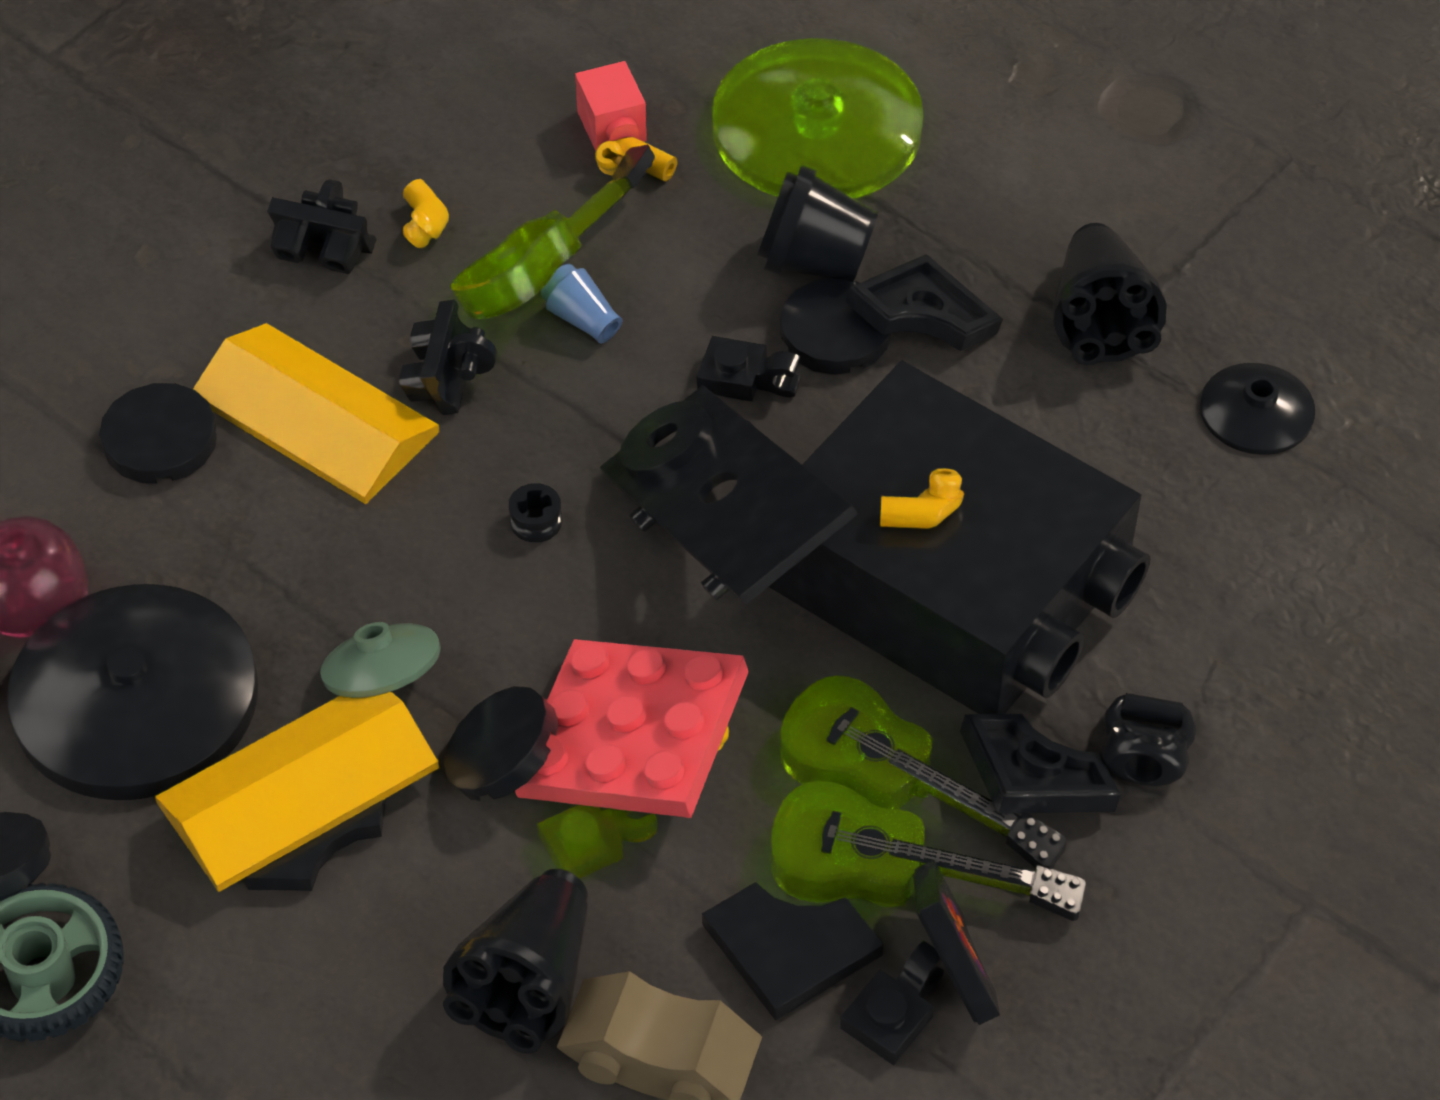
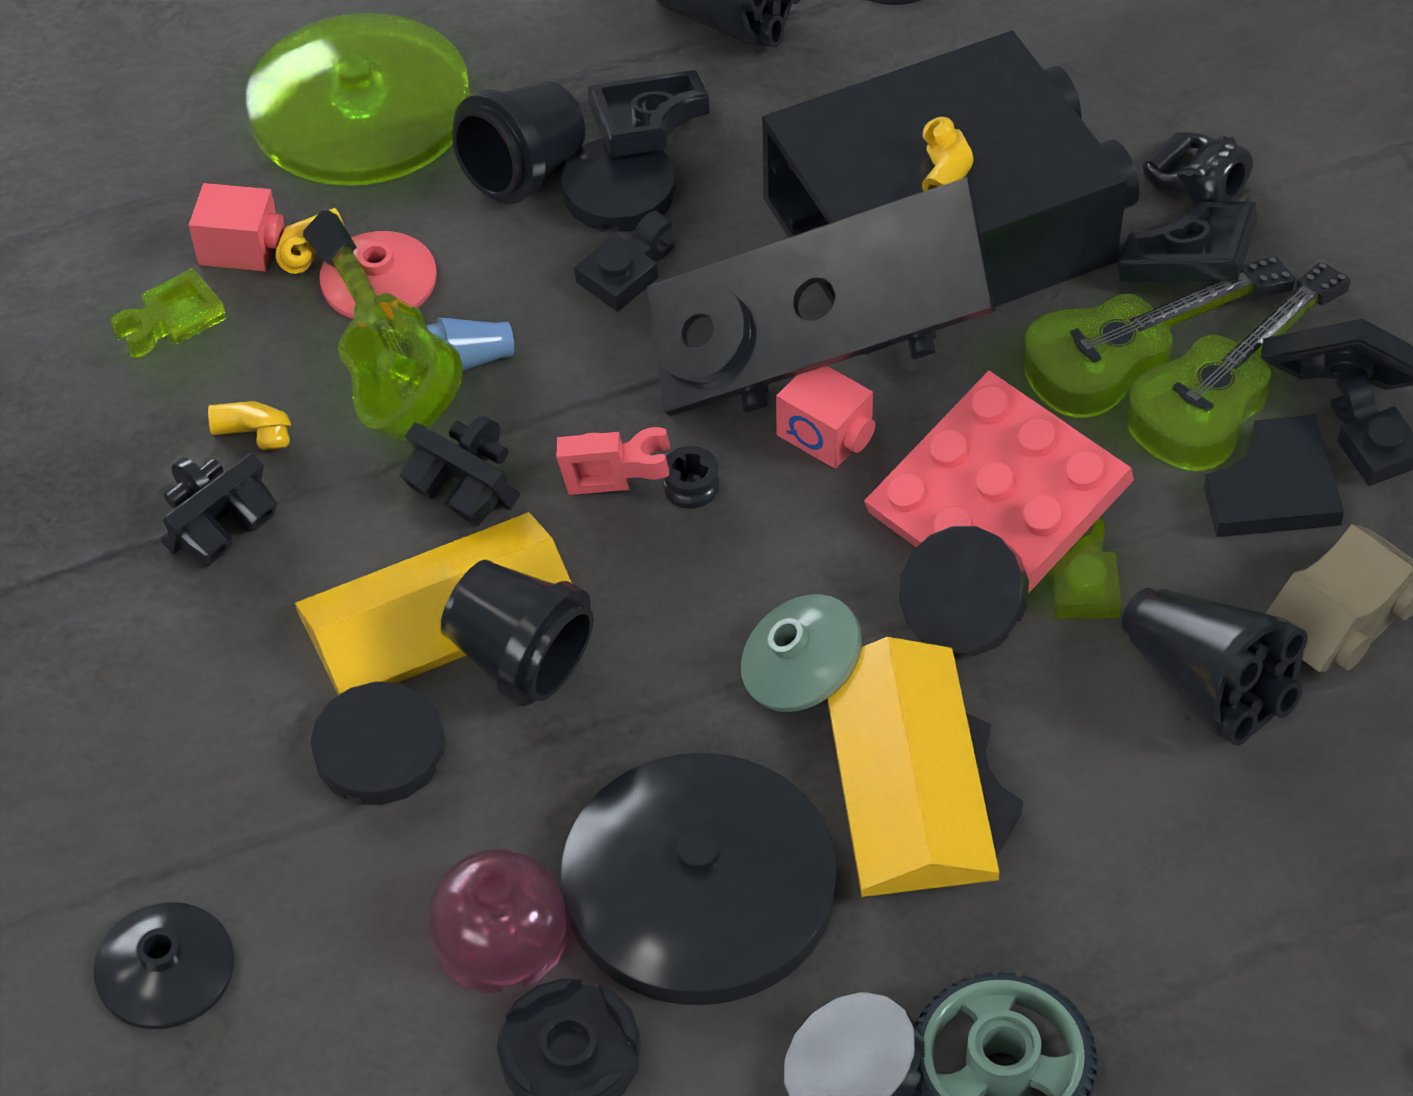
camera: 60 degrees left, 0 degrees up
(282, 458) = (519, 629): none -> black piece
(504, 117) = (170, 309): none -> clear neon green plate
(505, 444) = (606, 464): none -> coral plate
(641, 227) = (393, 265): none -> coral dish
(648, 572) = (825, 415): none -> coral brick

